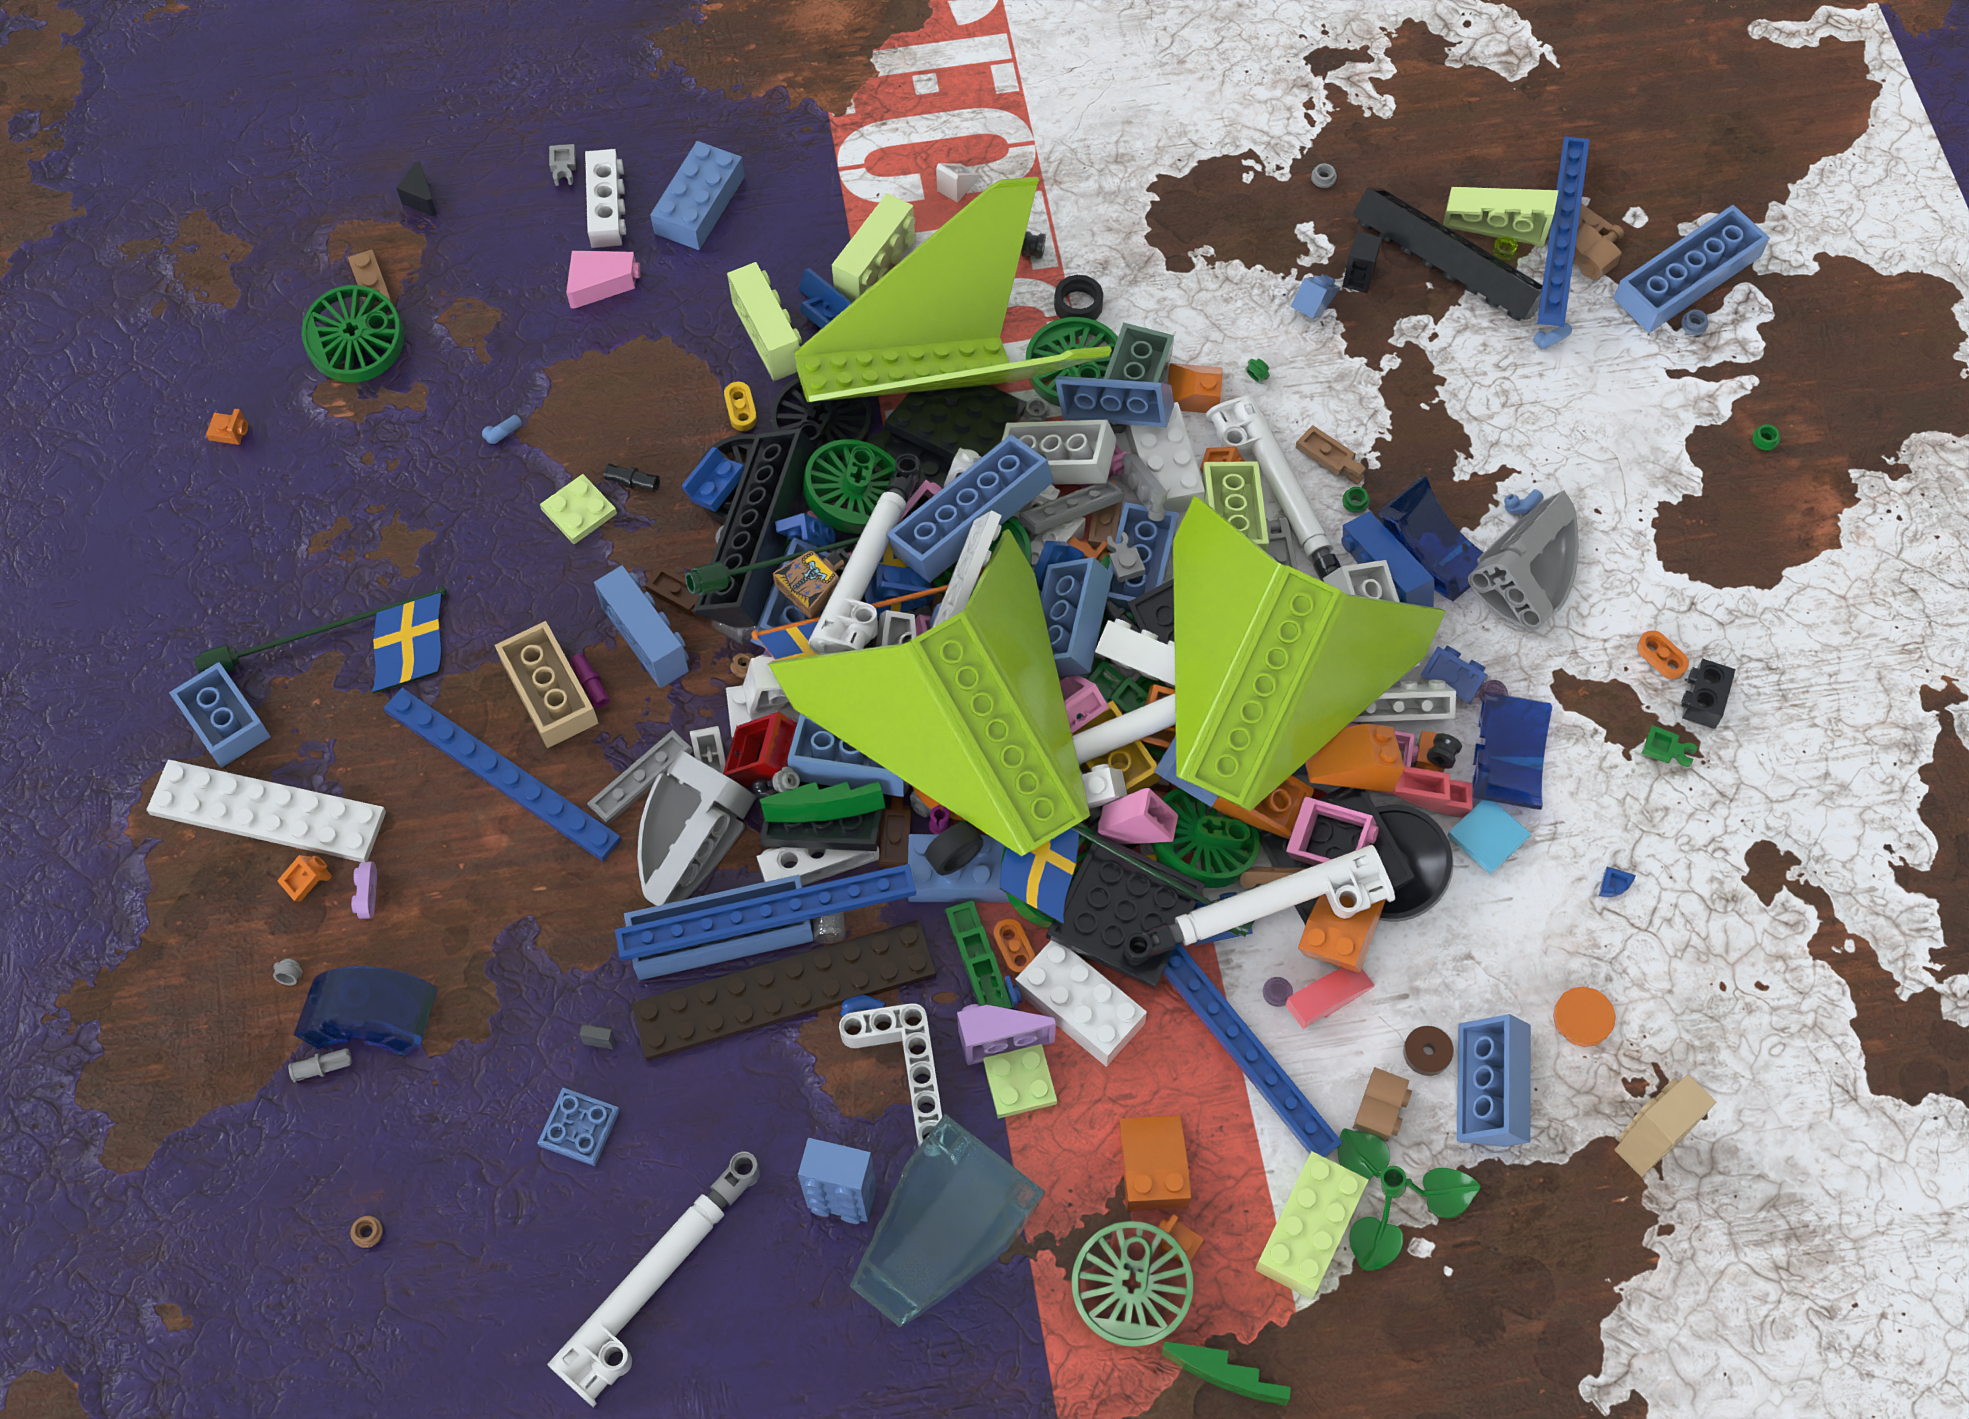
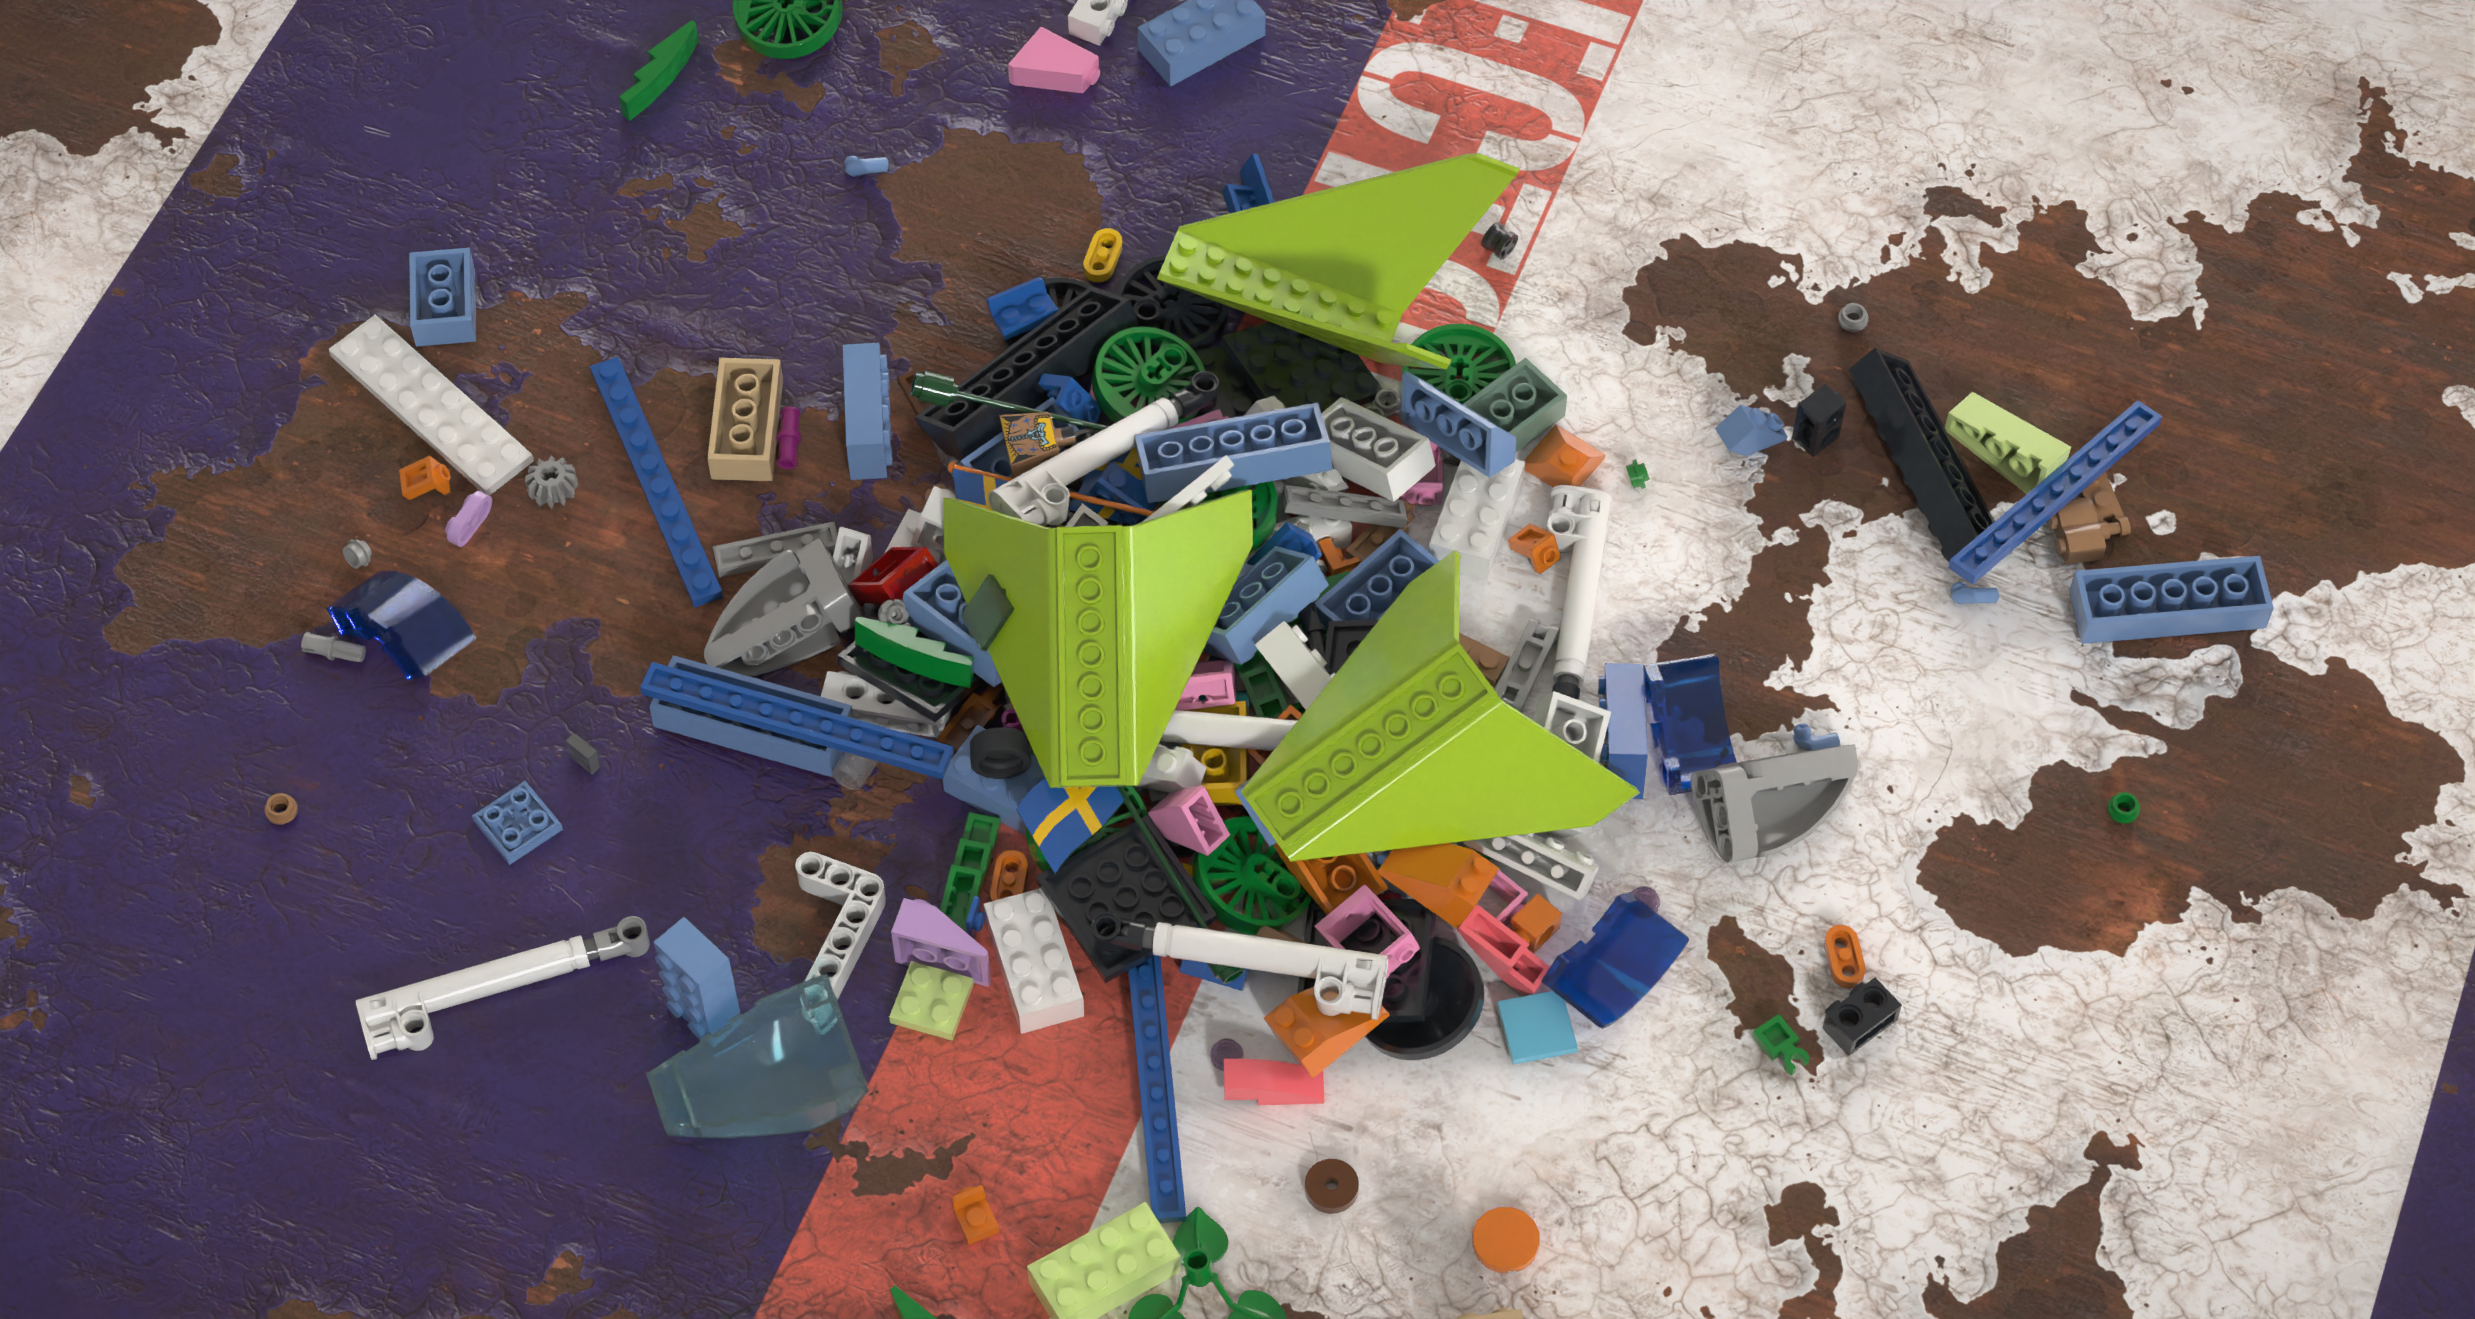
camera: 30 degrees right, 5 degrees down
(227, 427) = (619, 39): orange bracket -> none
(280, 430) = (665, 64): none -> green slope
(404, 641) = (648, 316): flag -> none
(416, 821) = (551, 482): none -> light grey gear
(578, 509) = (886, 275): yellowish green plate -> none
(632, 477) = (954, 271): black pin -> none
(765, 320) = (1178, 179): yellowish green brick -> none
(782, 990) = (777, 805): dark brown plate -> none
(860, 1003) = (835, 852): blue arm -> none
(873, 739) = (987, 612): none -> clear green piece
(875, 247) = (1333, 161): yellowish green brick -> none
(954, 180) = (1468, 136): white slope -> none
(1078, 283) = (1513, 299): black tyre -> none
(1124, 560) = (1358, 582): light grey plate -> none
(1128, 1332) = (897, 1237): piece -> none
(1144, 485) = (1427, 523): light grey plate -> none
(1154, 1163) = (999, 1138): orange slope -> none
(1237, 495) = (1505, 595): yellowish green brick -> none
(1330, 454) = (1650, 592): medium nougat plate -> none
(1359, 494) = (1646, 642): green plate -> none
(1382, 1104) = (1248, 1205): medium nougat brick -> none
(1444, 751) = (1539, 920): black wheel -> none
(1458, 674) = (1619, 865): blue bracket -> none
(1494, 1081) = (1372, 1245): medium blue slope -> none
(1508, 242) = (1991, 492): clear neon green bush -> none
(1615, 882) = (1631, 1139): blue tile -> none
(1697, 317) = (2140, 650): sand blue plate -> none

